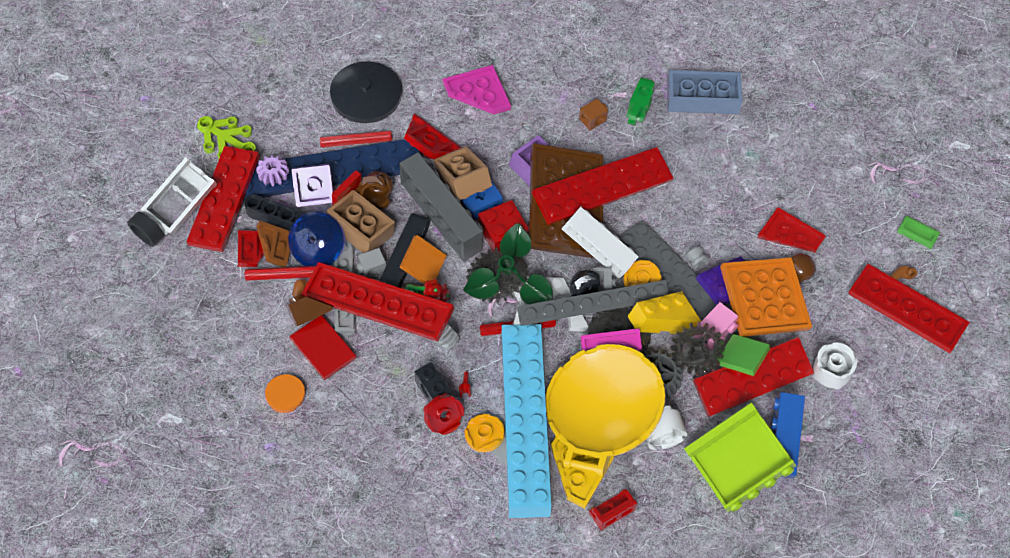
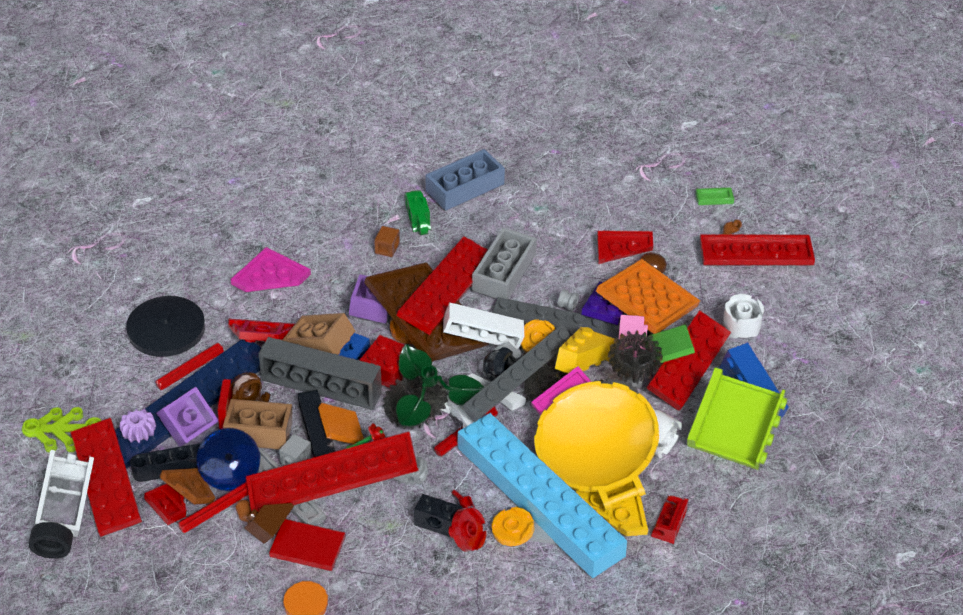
camera: 35 degrees left, 15 degrees down
(670, 193) = (504, 264): none -> light grey brick

